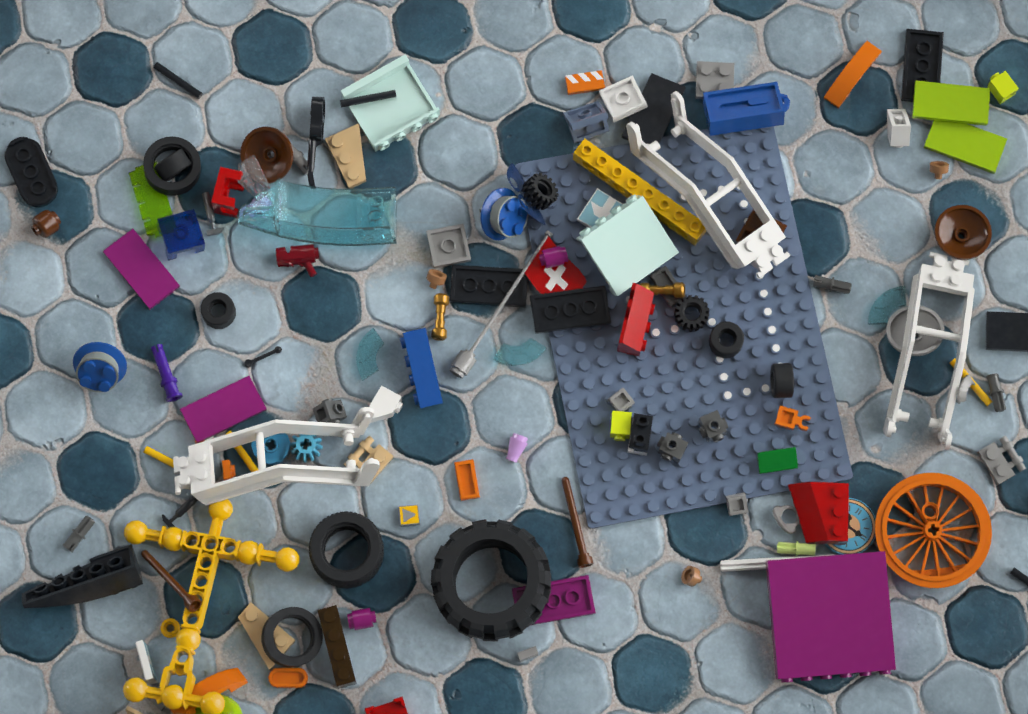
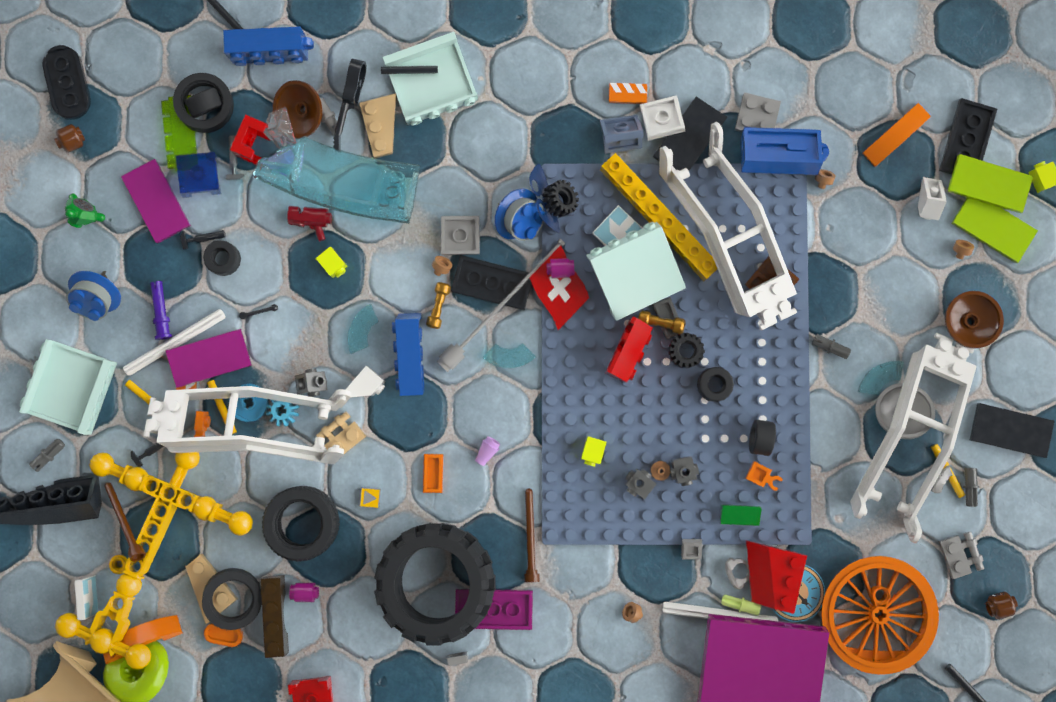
camera: 15 degrees right, 10 degrees up
(70, 292) = (81, 212): none -> green rock
(87, 464) = (68, 386): none -> light aqua panel
(185, 400) = (174, 342): none -> white axle
(192, 296) = (201, 238): none -> black piece
(226, 100) = (267, 45): none -> blue piece
(328, 295) = (332, 262): none -> neon yellow brick
(570, 309) = (567, 323): black tile -> none
(621, 400) = (599, 425): light grey tile -> none
(640, 434) = (611, 463): black hips -> none
(690, 437) = (655, 470): none -> medium nougat tile
(791, 126) = (825, 178): none -> medium nougat tile

